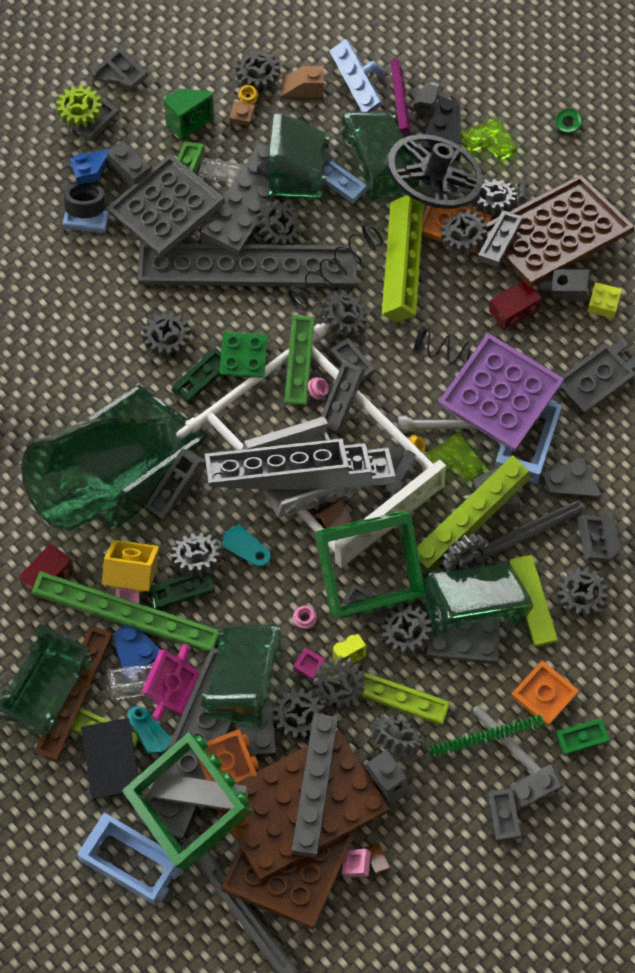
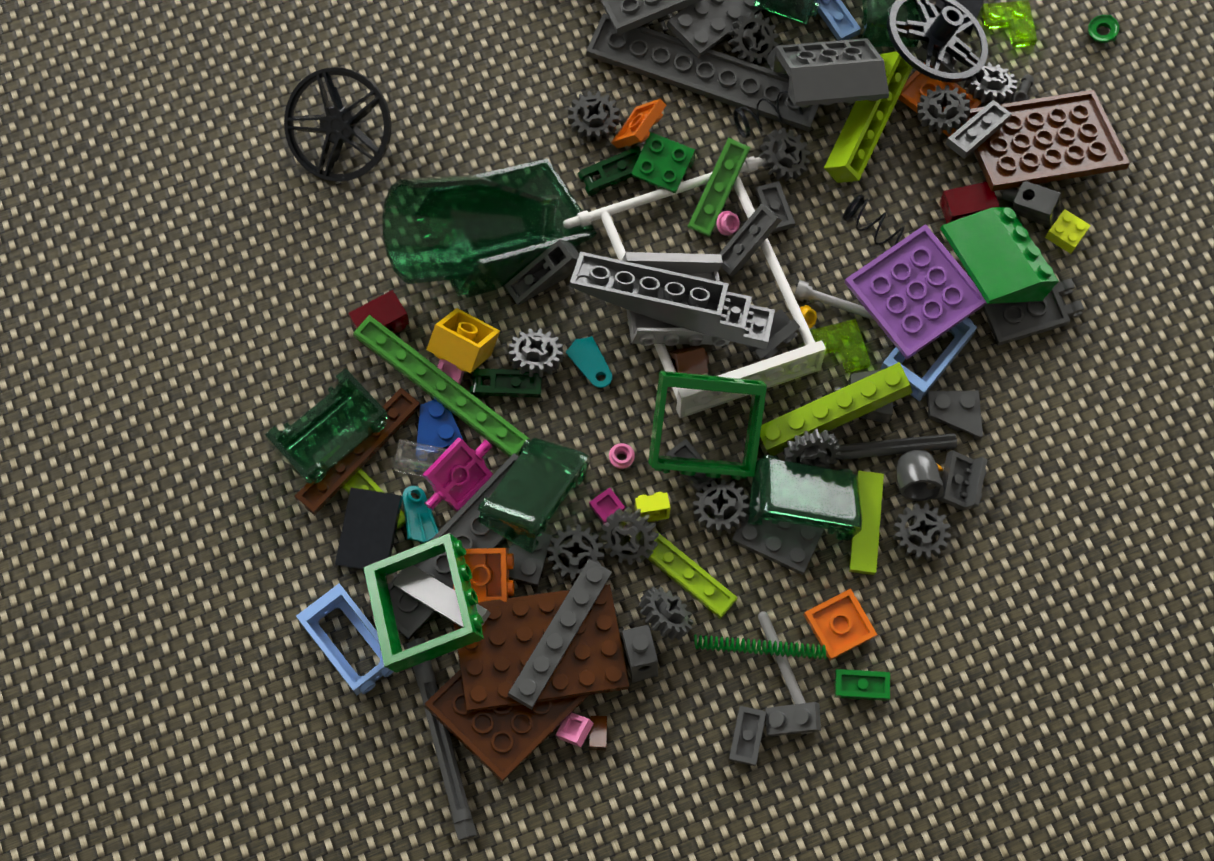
camera: 20 degrees right, 5 degrees up
(209, 328) = (639, 123): none -> orange plate
(358, 230) = (831, 71): none -> dark grey slope
(557, 541) = (914, 471): none -> dark grey piece
(559, 339) = (1000, 256): none -> green slope

